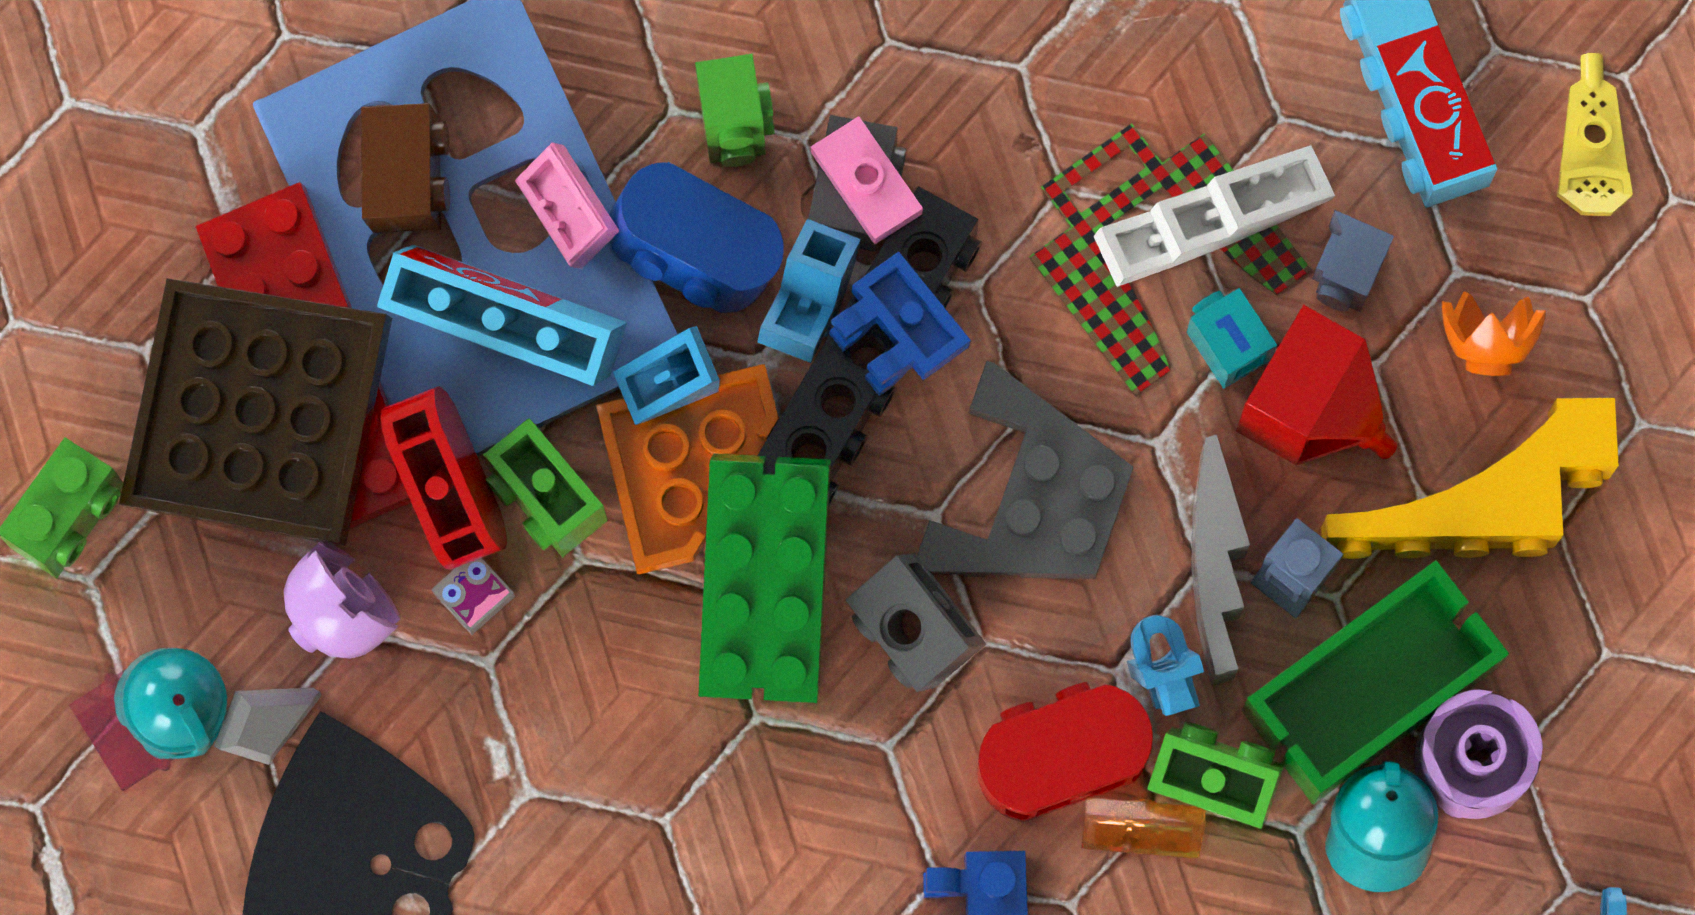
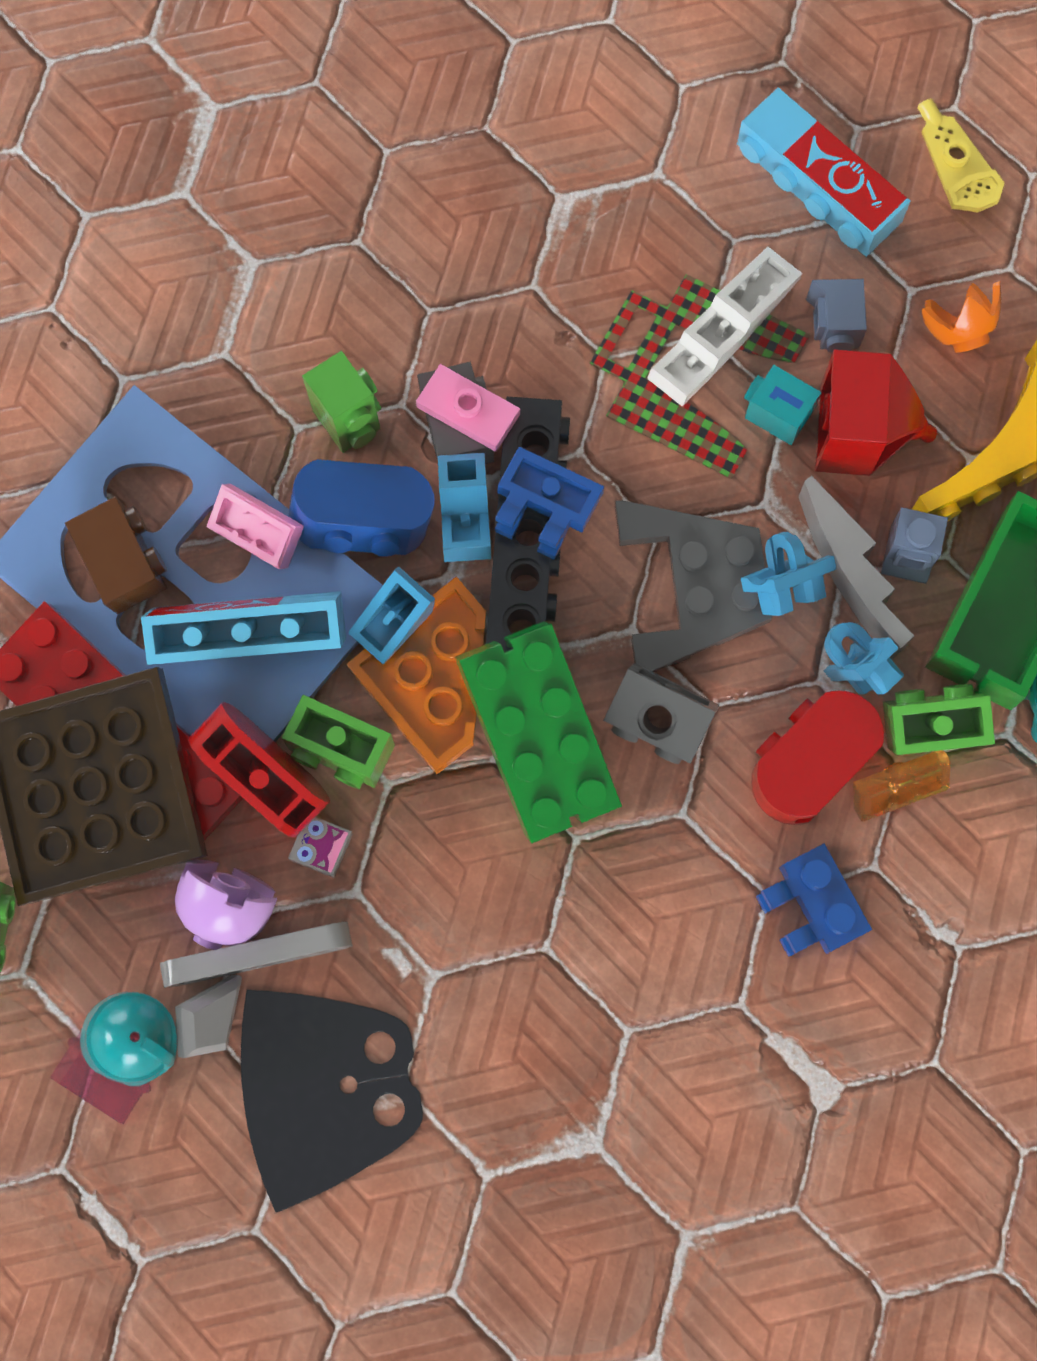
camera: 25 degrees left, 0 degrees up
(347, 677) = (255, 954): none -> light grey beam
(1137, 529) = (797, 572): none -> dark azure hips

